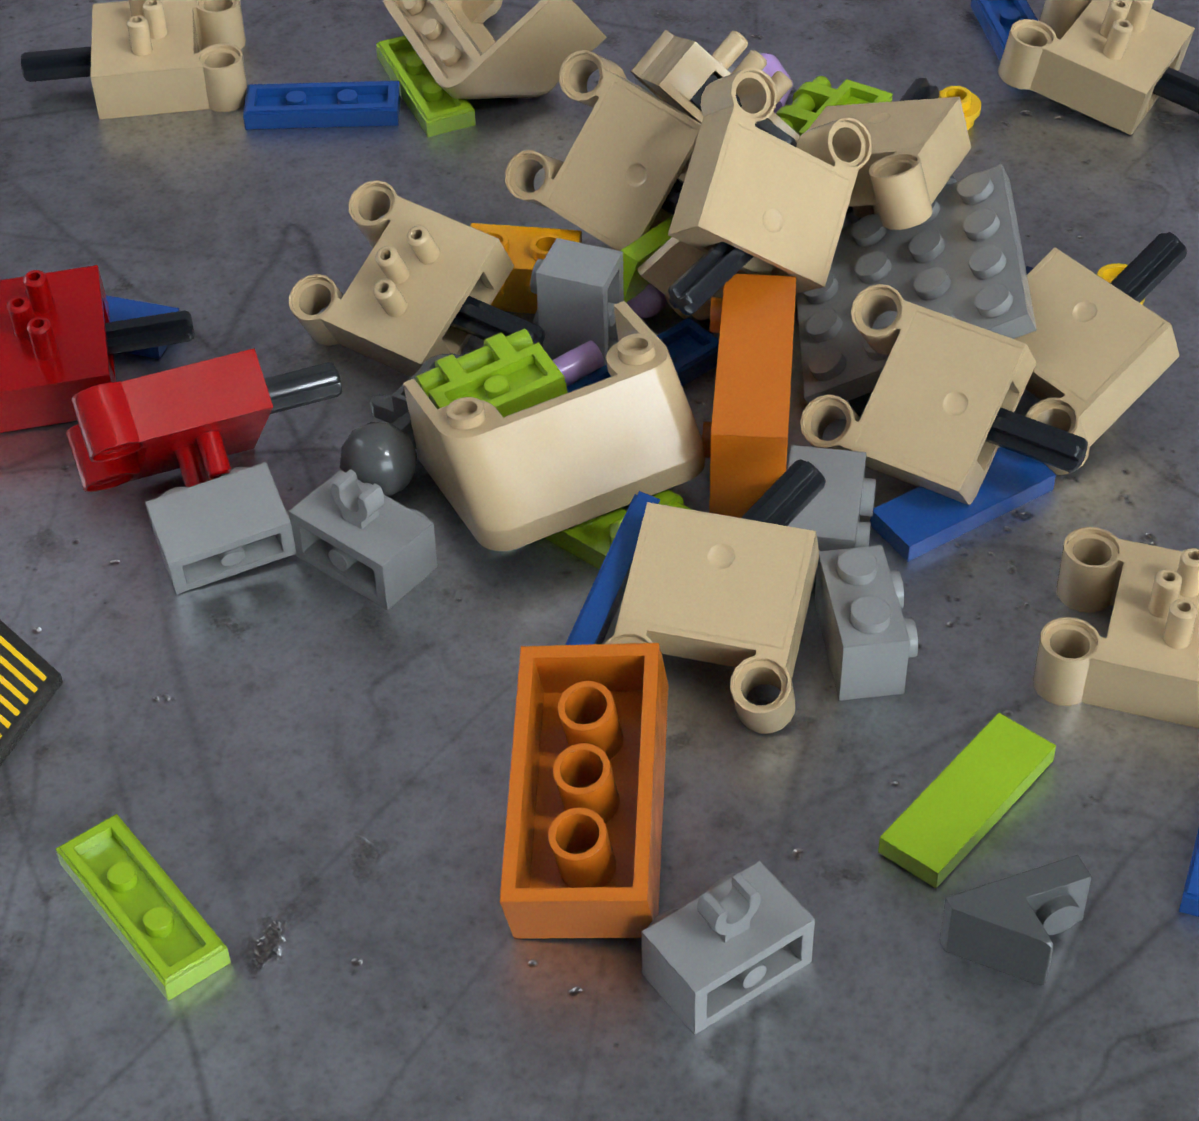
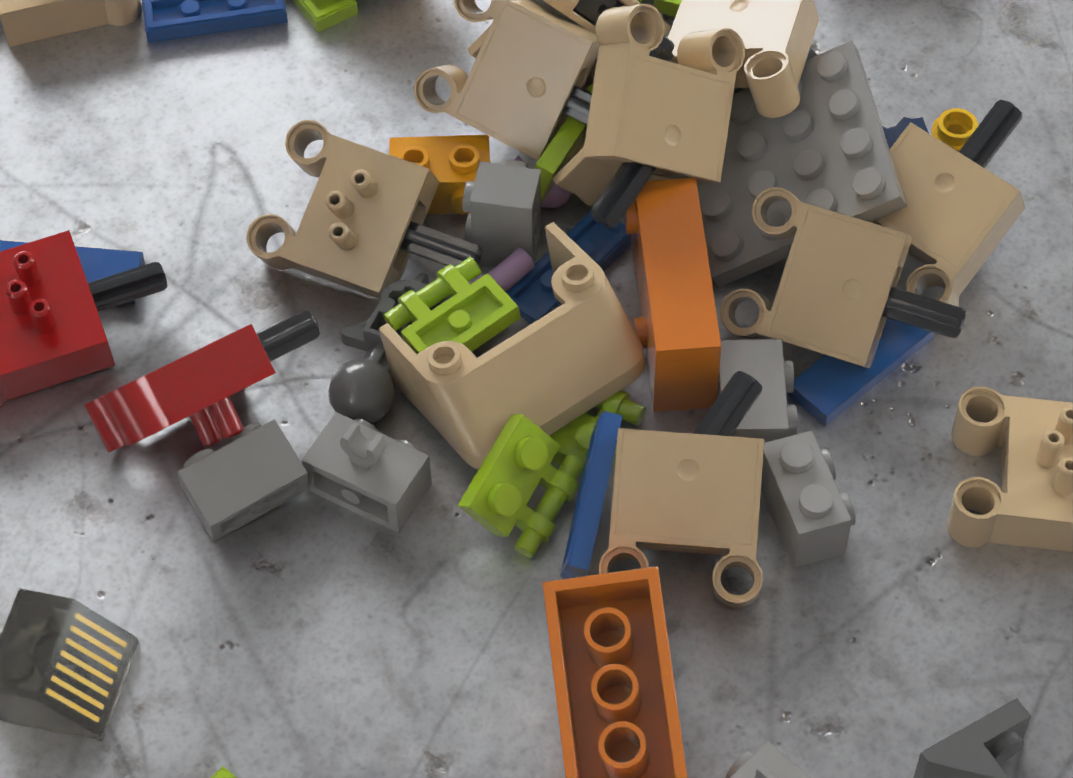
camera: 10 degrees left, 10 degrees up
(519, 554) = (510, 476): none -> lime plate
(966, 800) = (914, 649): lime tile -> none

